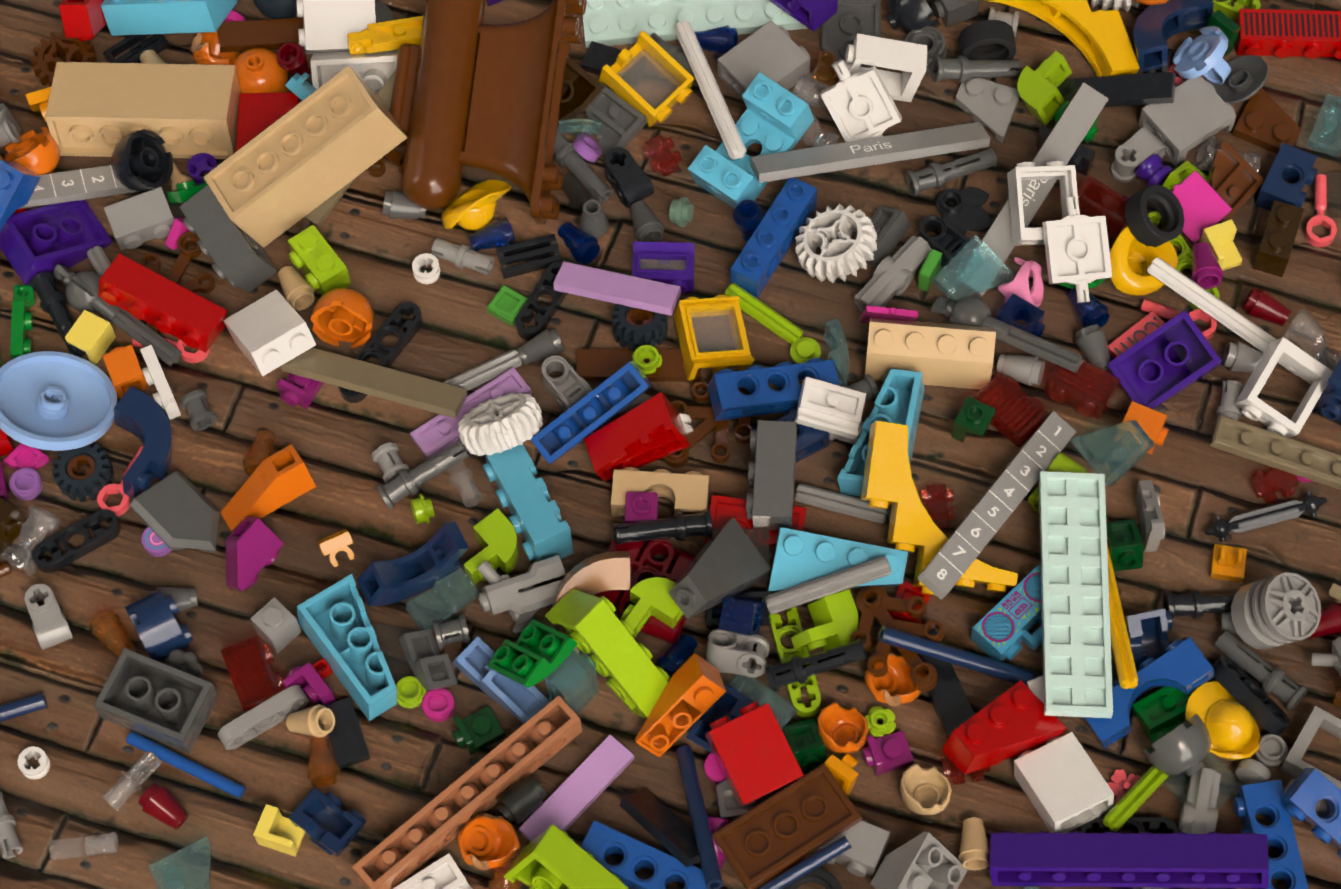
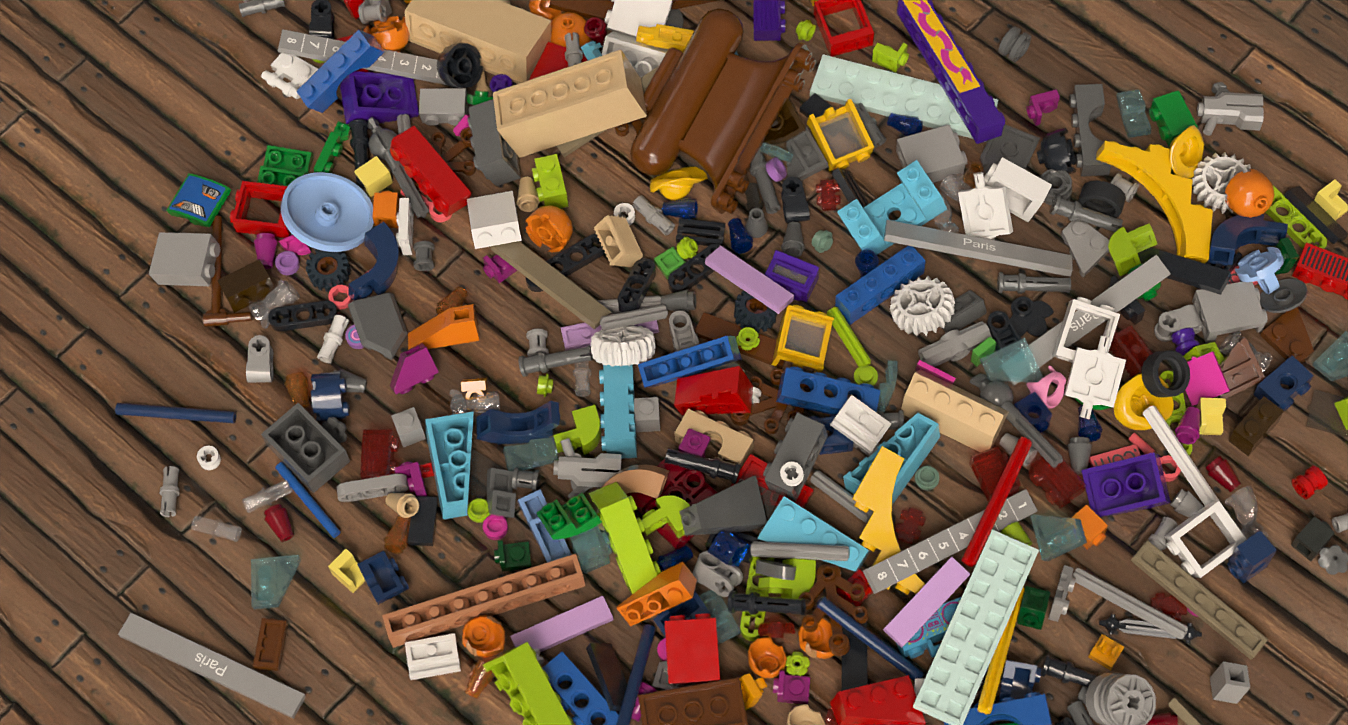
camera: 25 degrees right, 0 degrees up
(128, 555) = (333, 339): none -> white pin
(279, 97) = (573, 53): none -> light grey pin
(352, 563) = (478, 404): none -> clear animal
(398, 207) = (623, 163): dark grey cone -> none
(436, 302) = (618, 241): none -> tan brick
(489, 356) = (635, 277): none -> black beam
(497, 386) = (633, 317): none -> light grey axle
(521, 800) = (520, 617): pearl dark grey brick -> none
(522, 280) = (687, 248): none -> lime plate
(567, 494) = (647, 414): none -> light grey brick
(683, 135) = (849, 186): none -> black tile
(710, 90) = (881, 160): white axle -> none
(792, 489) = (789, 465): none -> white bush
(806, 744) = (734, 659): dark green bracket -> none
(808, 618) = (775, 569): none -> dark grey beam
(838, 690) = (775, 629): none -> clear red piece
(931, 442) = (927, 478): none -> sand green plate
(972, 419) = (962, 471): dark green bracket -> none
(1003, 586) = (926, 602): none -> lavender tile
(1030, 437) = (996, 502): none -> red axle
(1232, 496) = (1130, 603): none -> light grey axle
(1320, 206) = (1301, 414): coral piece -> none

